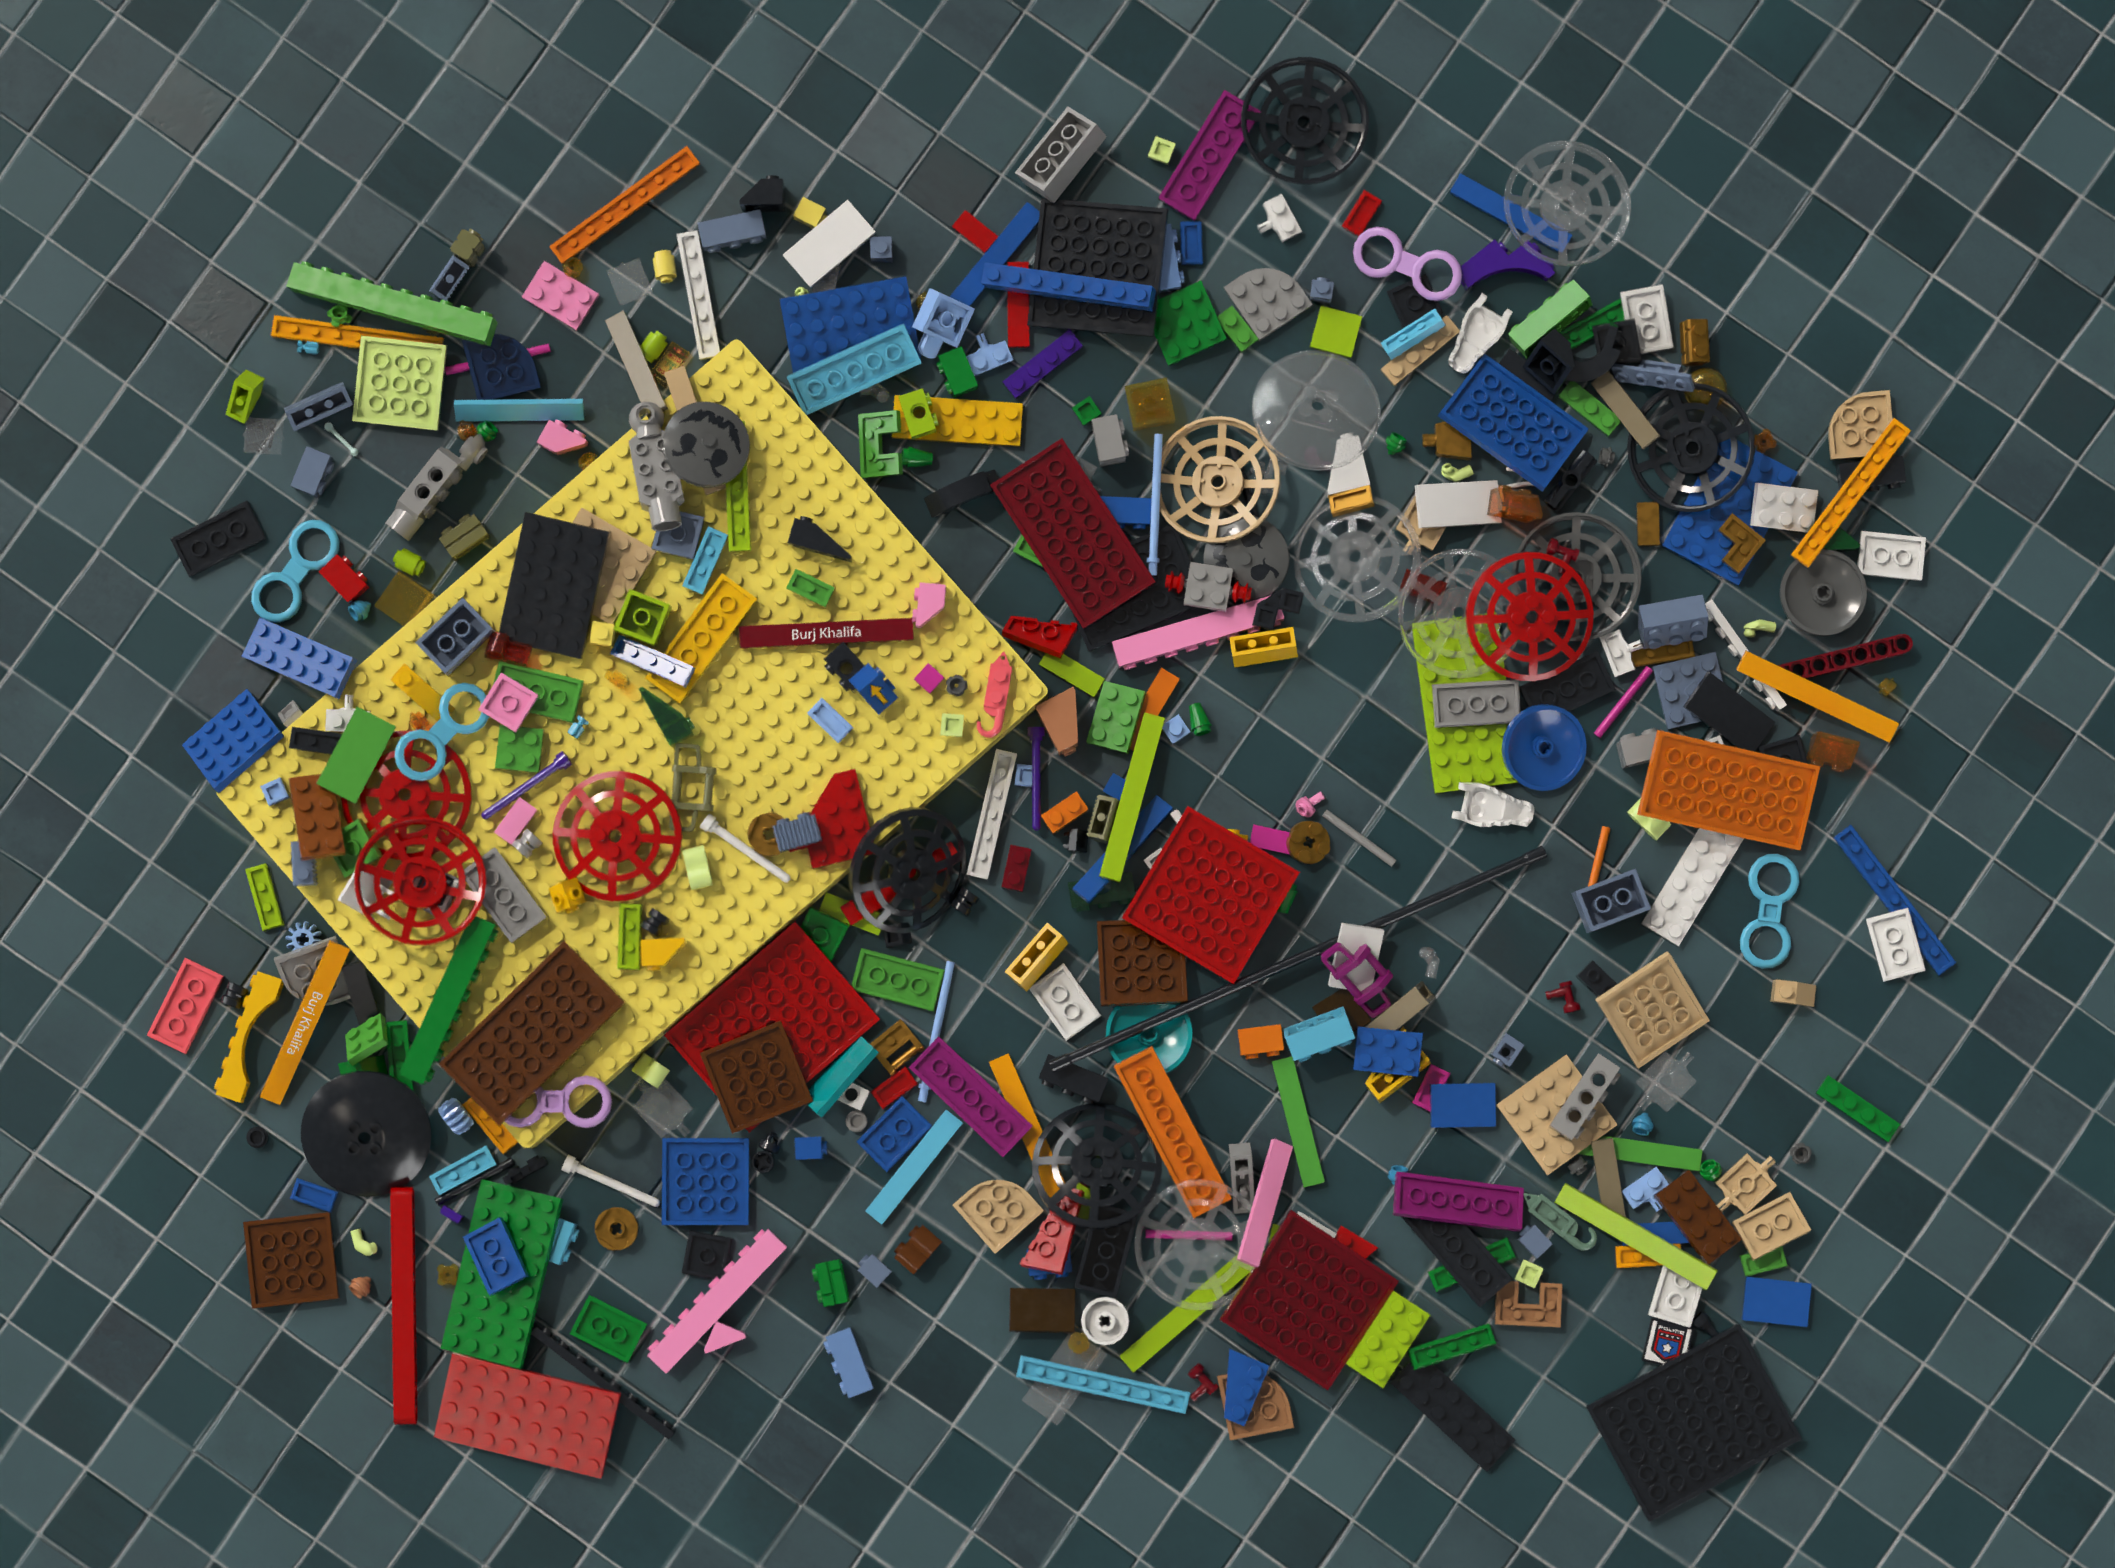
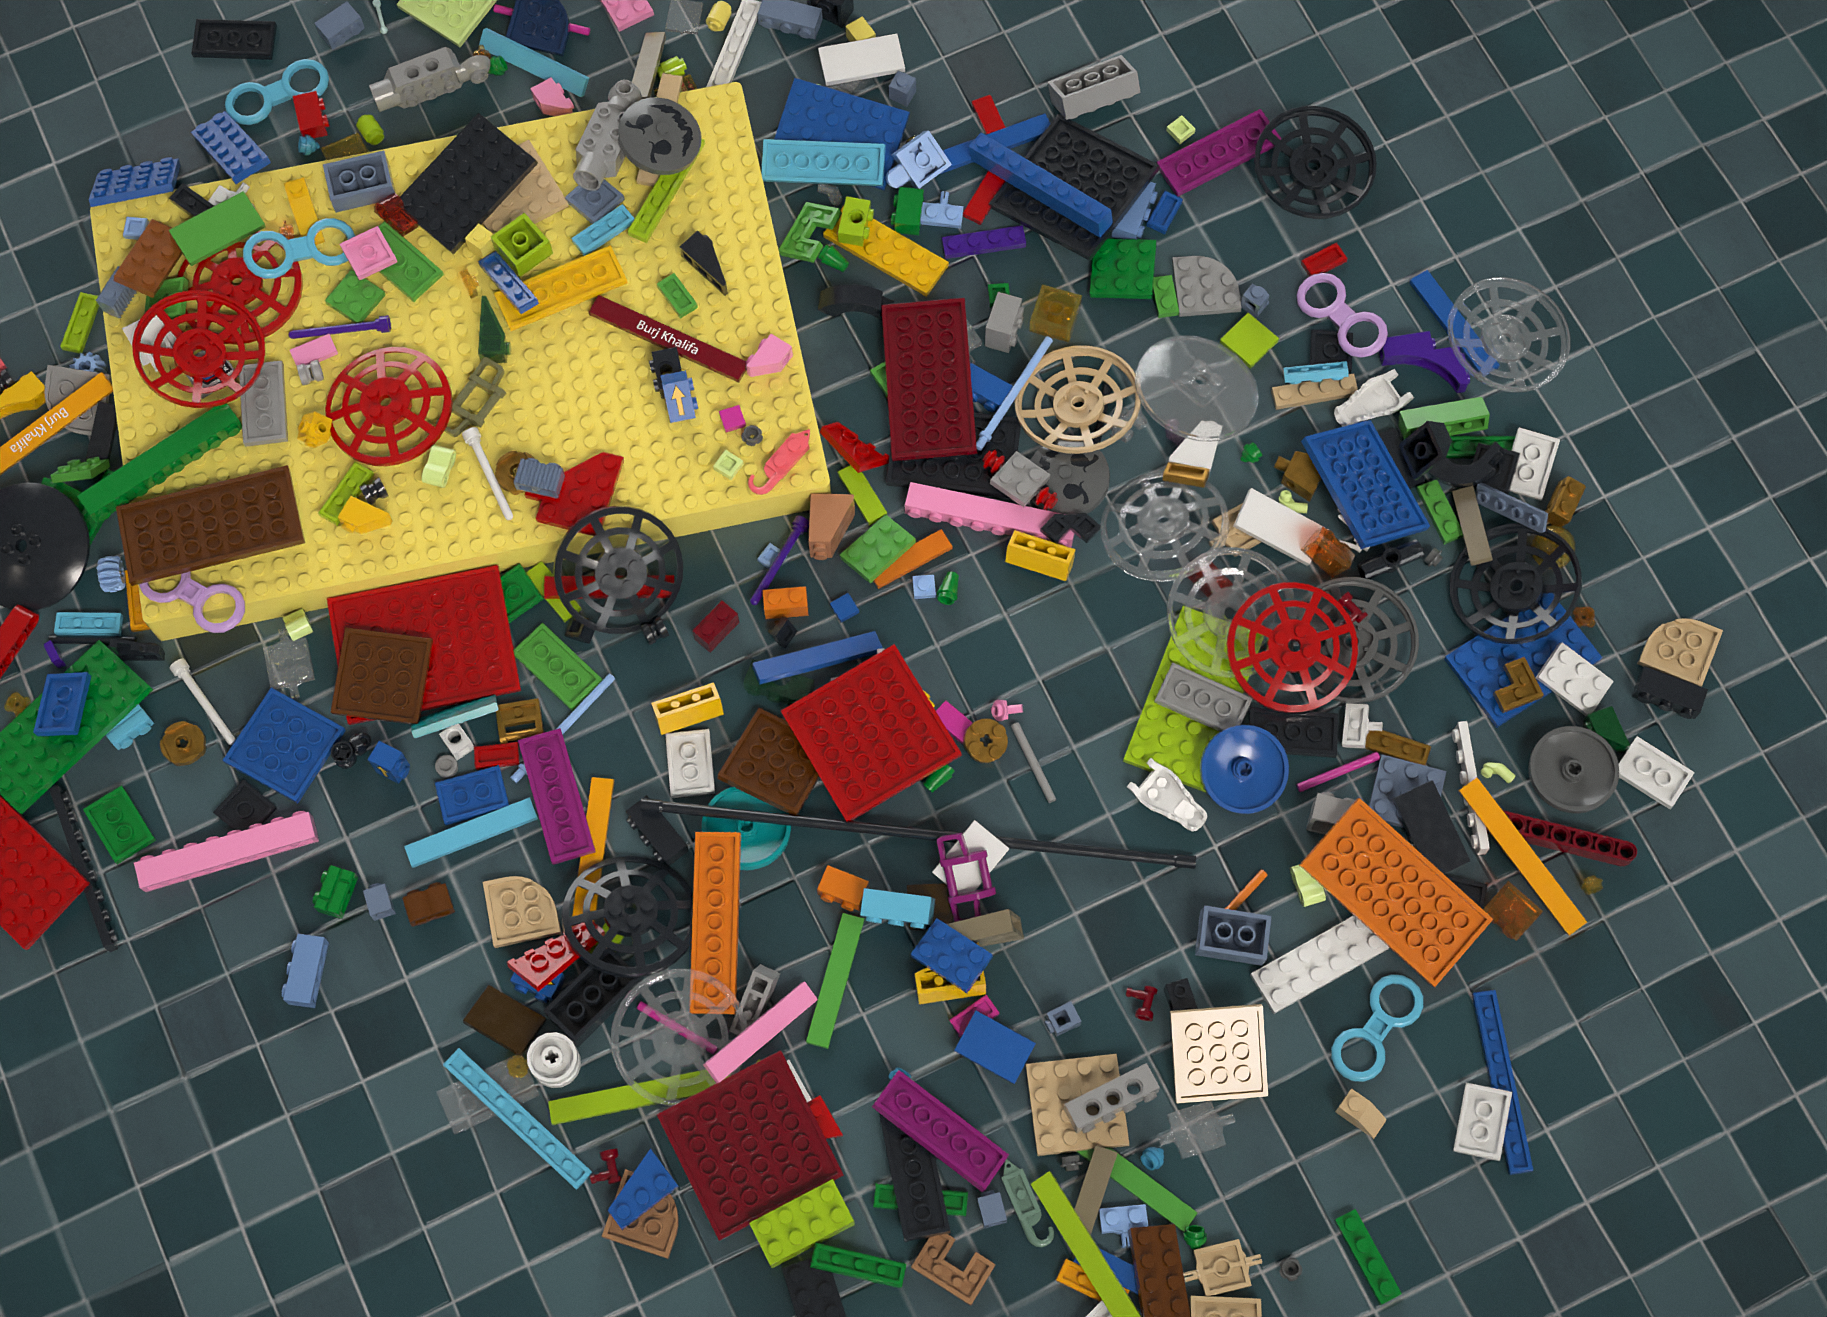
camera: 25 degrees right, 15 degrees down
(464, 536) = (426, 129): olive brick -> none
(576, 728) = (412, 305): medium azure piece -> none
(723, 1335) = (210, 885): bright pink slope -> none
(830, 720) = (627, 409): light blue tile -> none
(991, 814) = (722, 572): white plate -> none
(1103, 819) = (817, 625): olive brick -> none
(1132, 797) = (850, 617): lime tile -> none
(1279, 219) = (1250, 230): white plate -> none
(1431, 959) = (1039, 902): clear arm -> none
(1529, 1273) = (969, 1237): yellowish green plate -> none
(1648, 524) = (1441, 633): pearl gold tile -> none
(1673, 622) = (1421, 721): sand blue brick -> none
(1850, 492) = (1643, 695): light orange tile -> none

